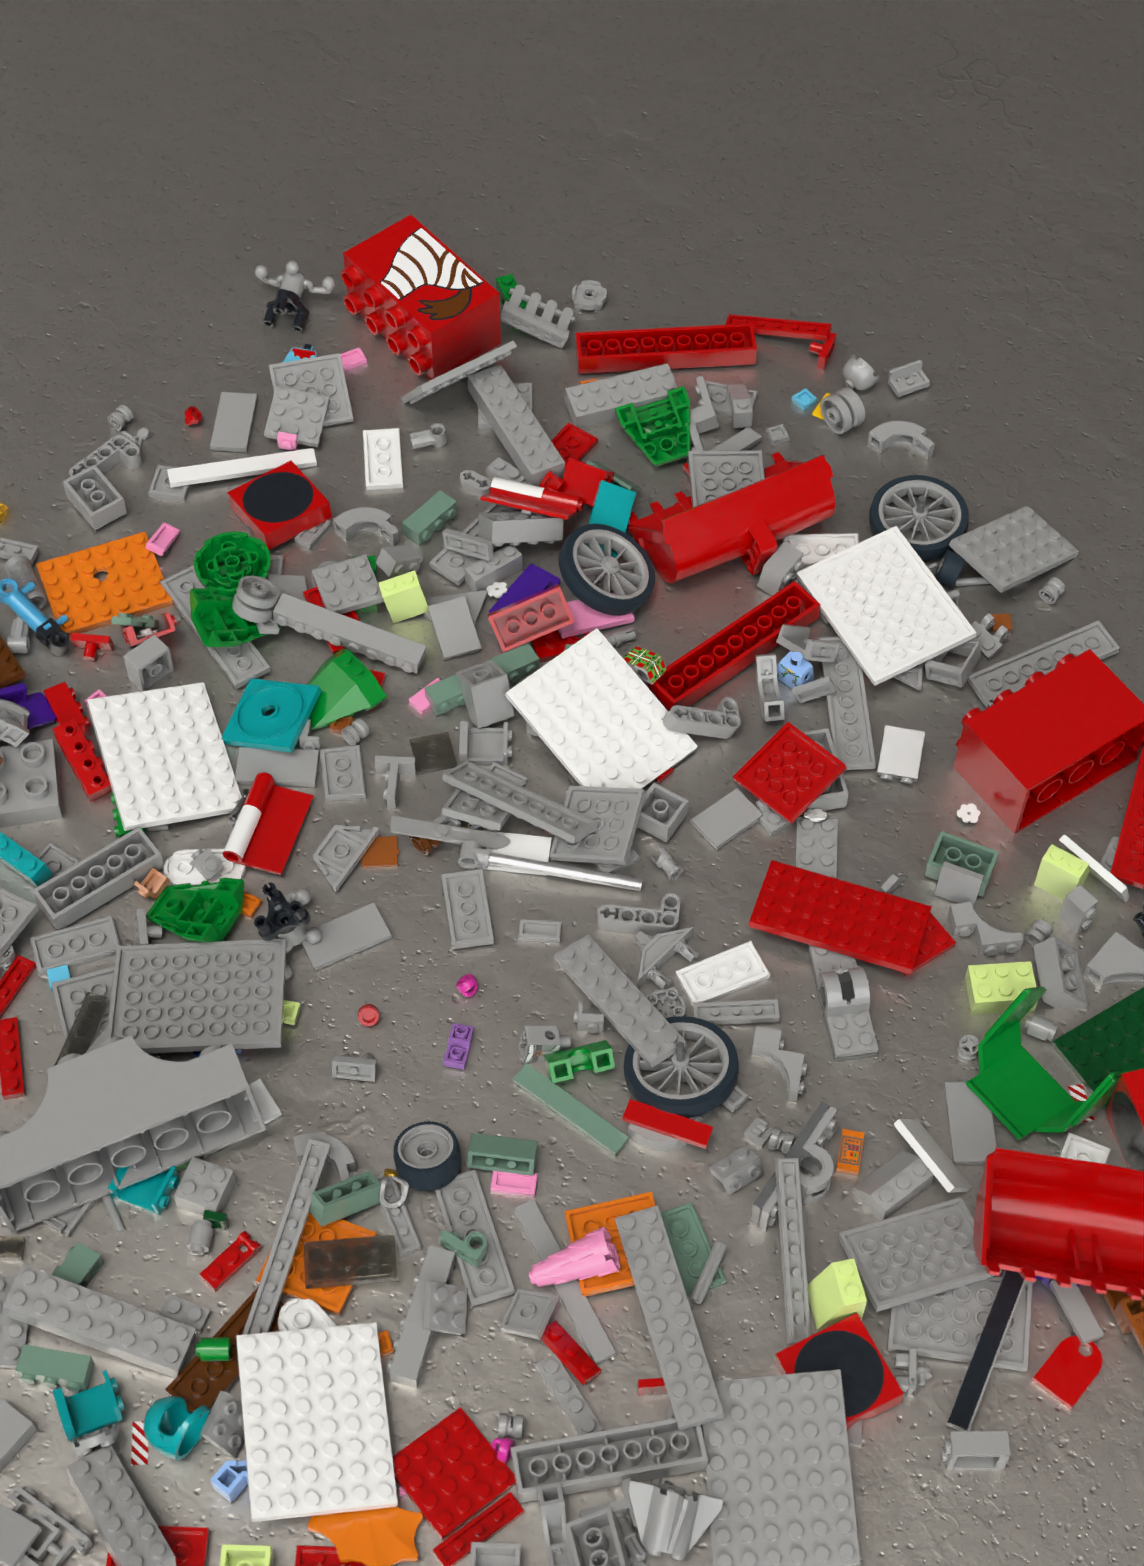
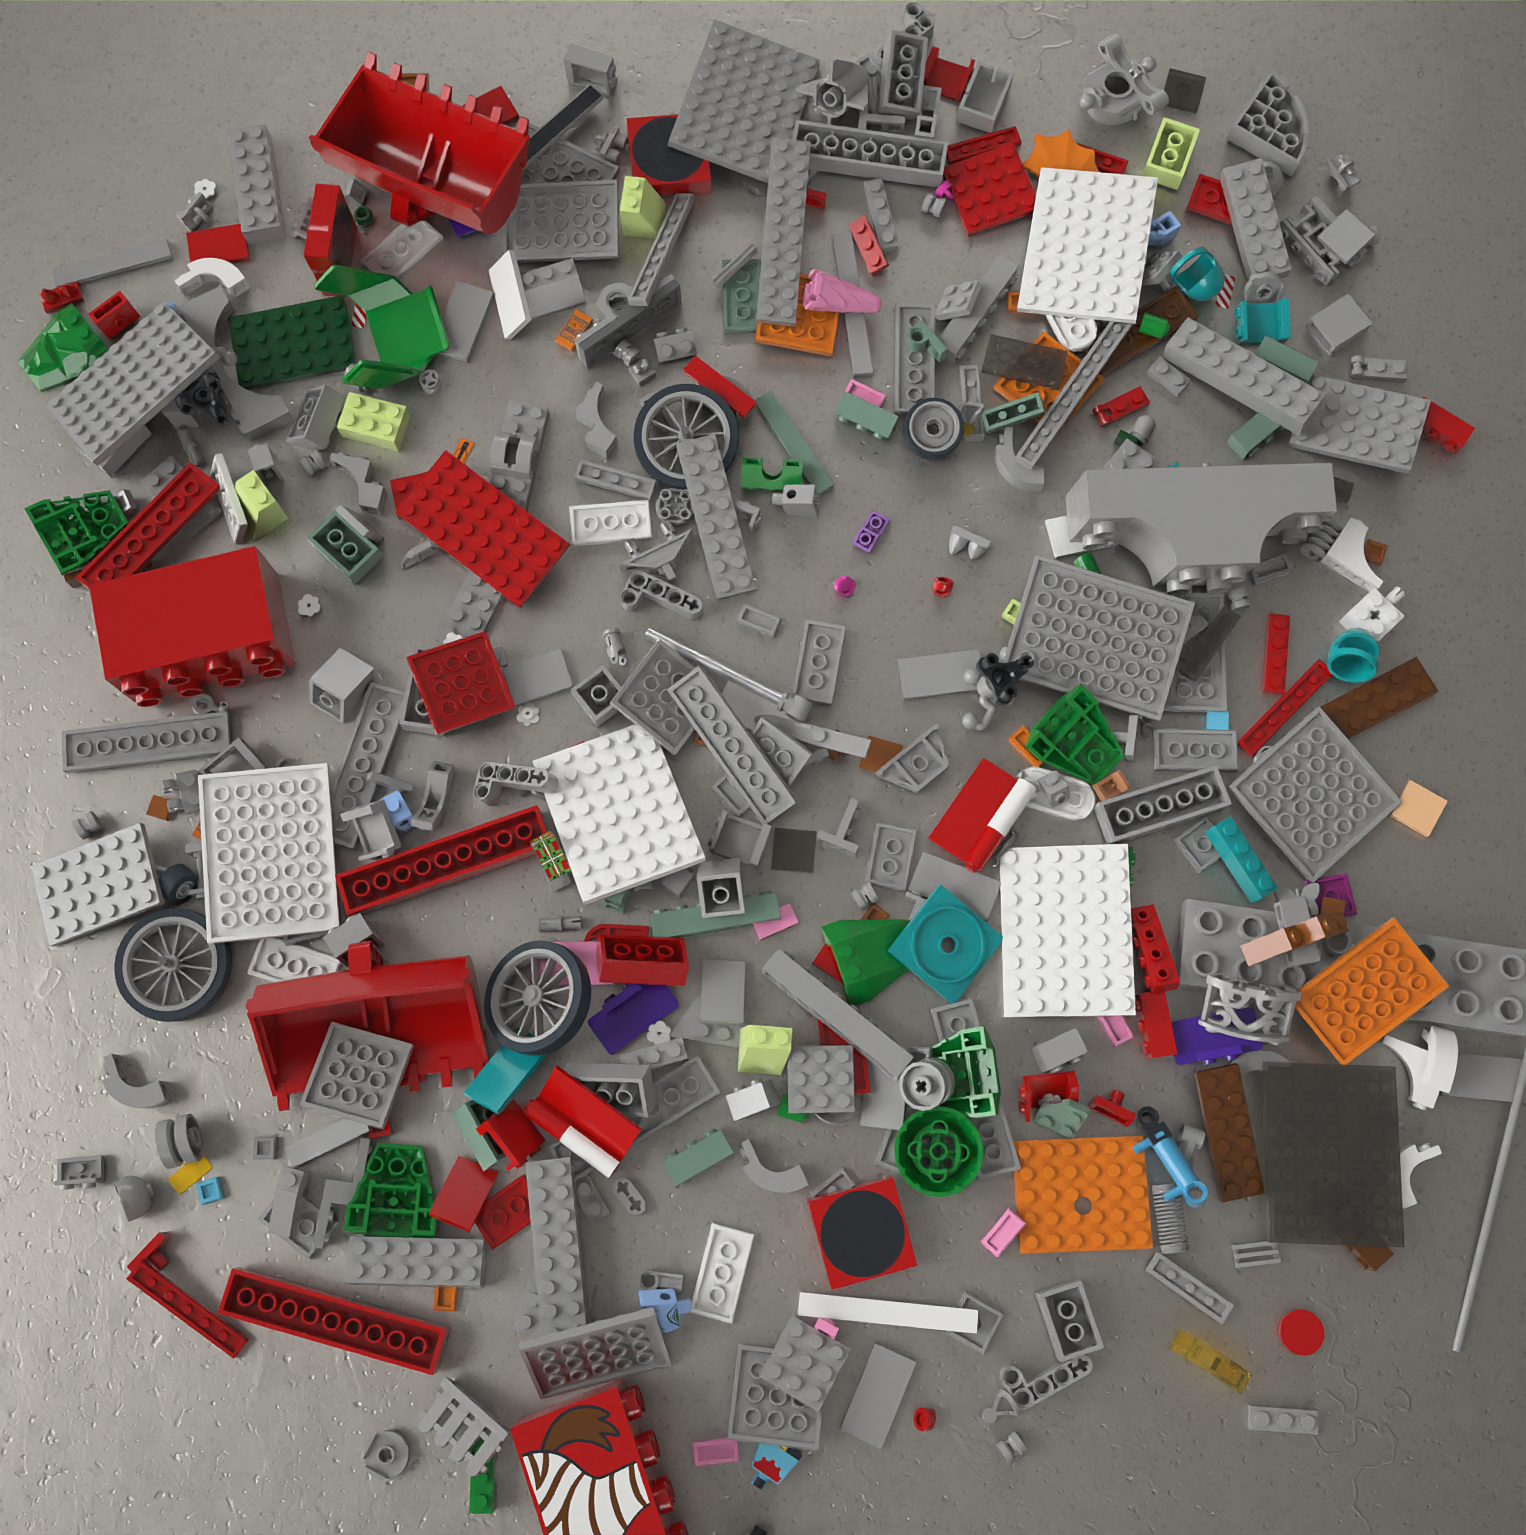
camera: 160 degrees left, 20 degrees up
(419, 417) = (665, 1307): none -> light blue torso
(468, 544) = (673, 1086): light grey plate -> none
(528, 1313) = (891, 281): light grey tile -> none
(552, 482) = (549, 1147): red plate -> none
(606, 440) = (463, 1194): none -> red tile
(720, 788) = (528, 719): none -> white plant
(901, 993) = (463, 449): none -> orange sticker

